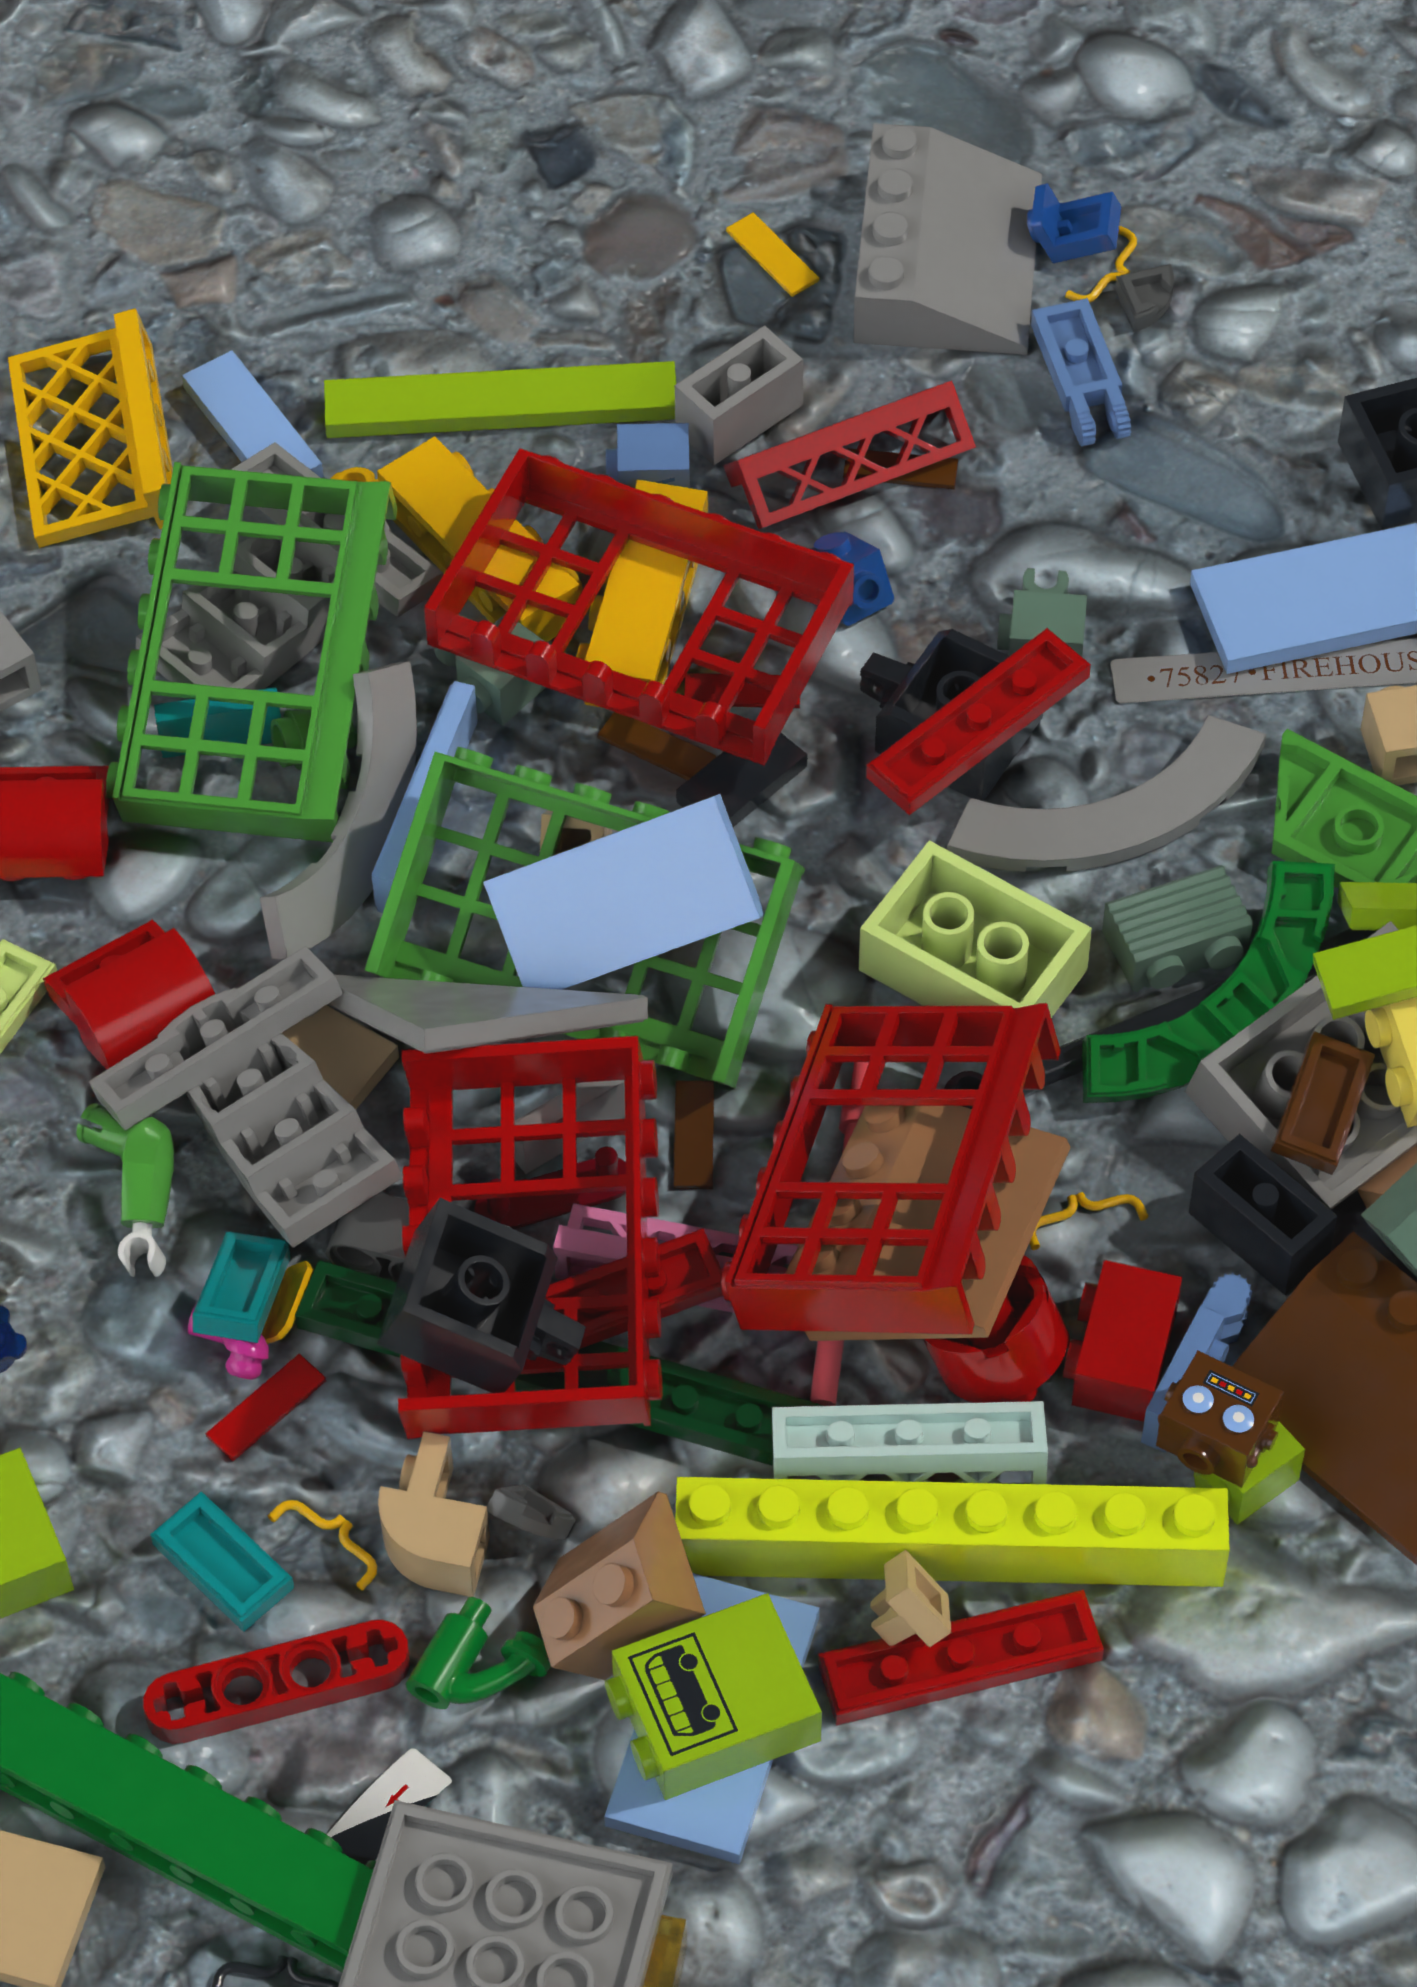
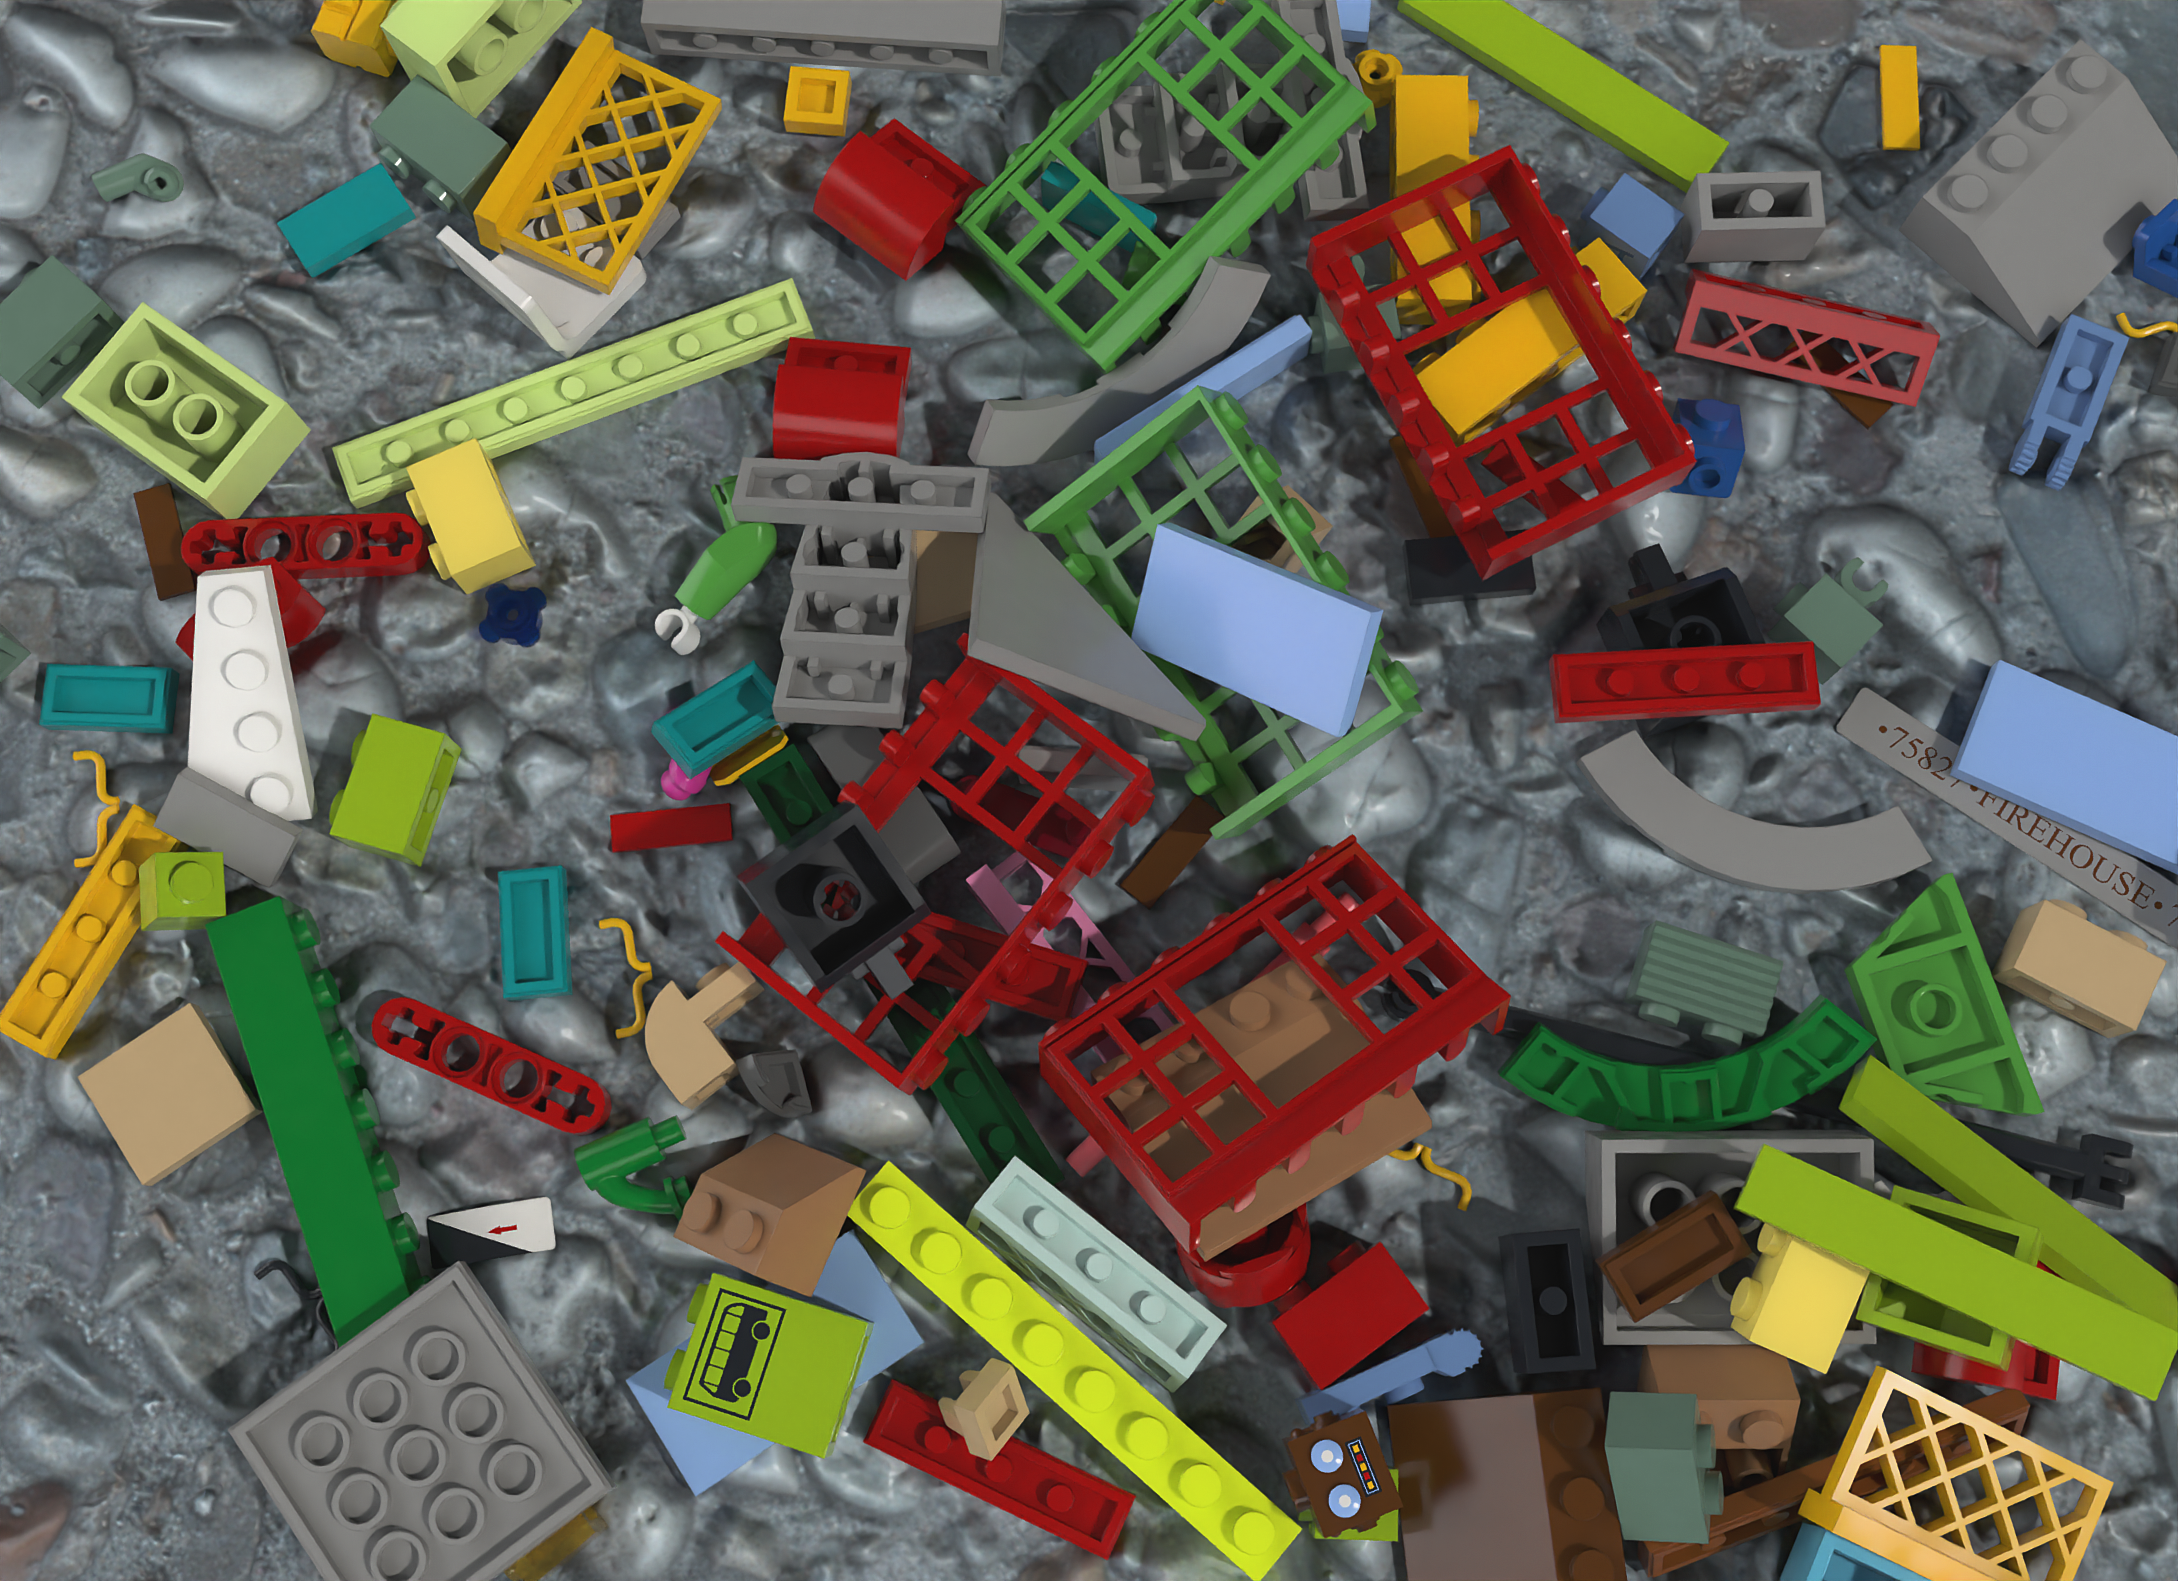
camera: 40 degrees right, 20 degrees up
(971, 939) = (1517, 874): yellowish green brick -> none

